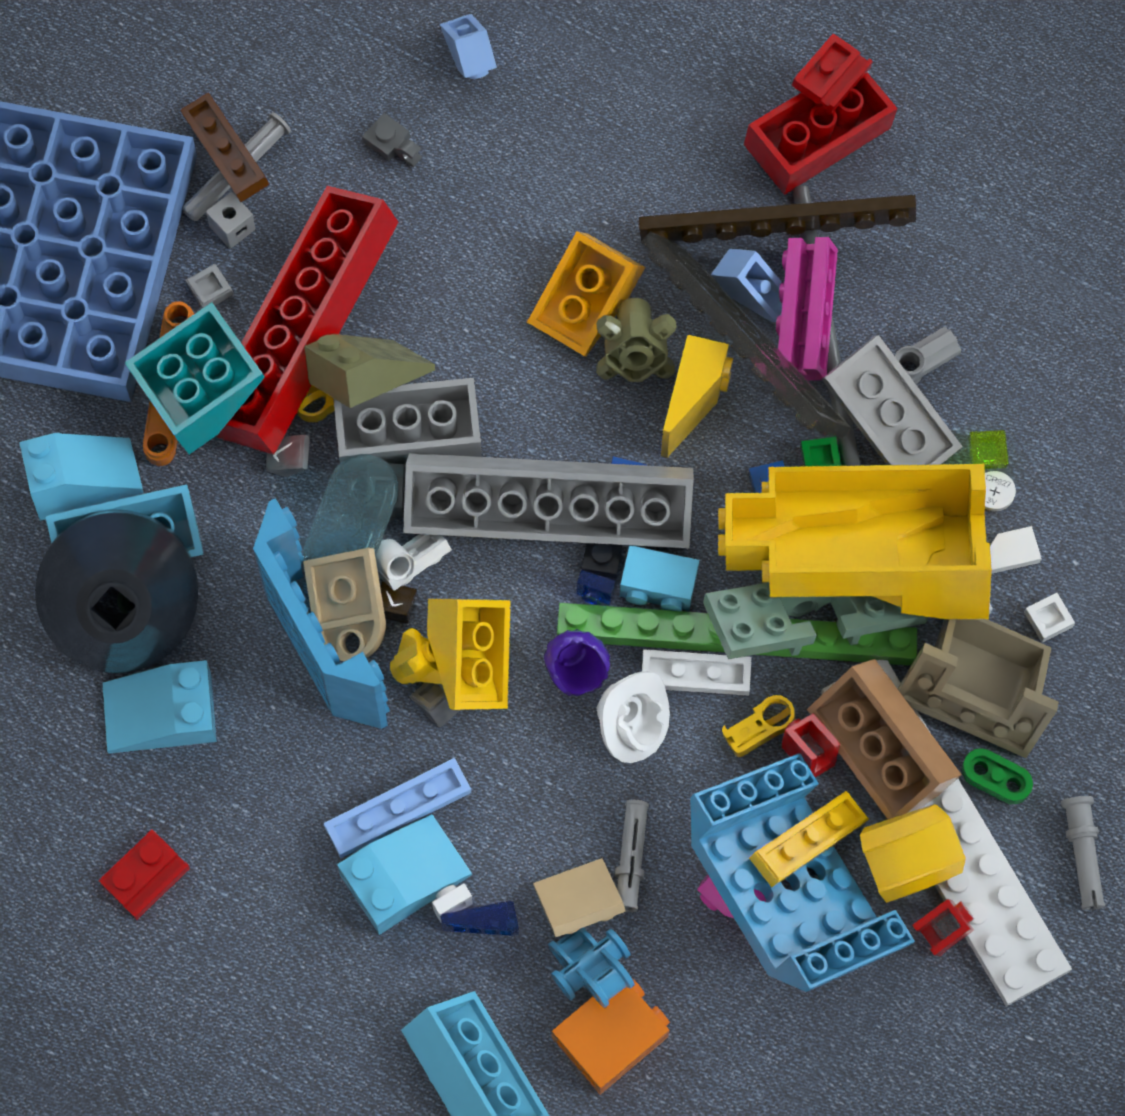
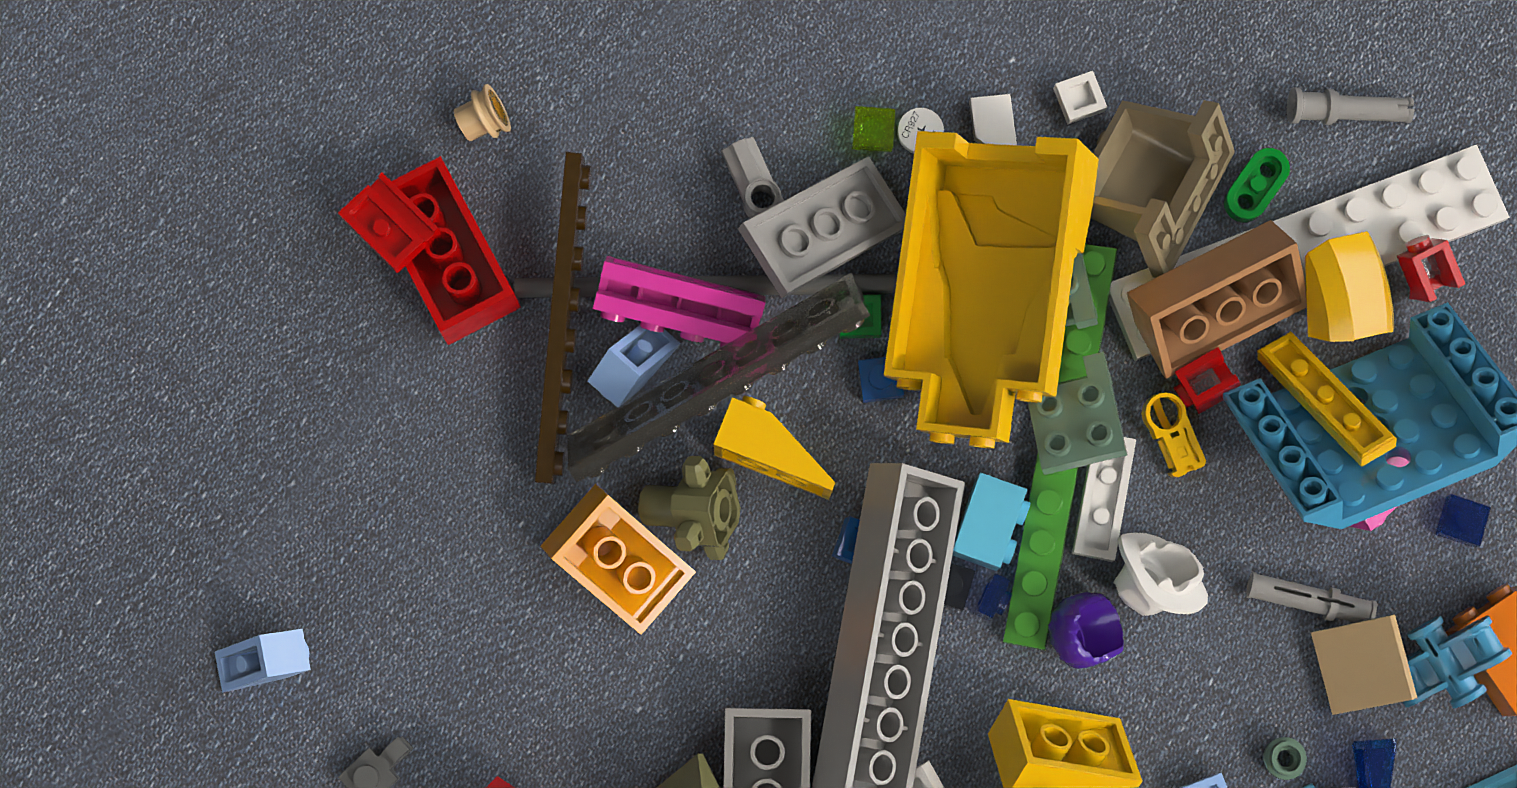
camera: 85 degrees left, 10 degrees up
(486, 836) = (1297, 758): none -> sand green plate
(721, 986) = (1463, 520): none -> clear blue plate
(942, 142) = (482, 115): none -> tan piece

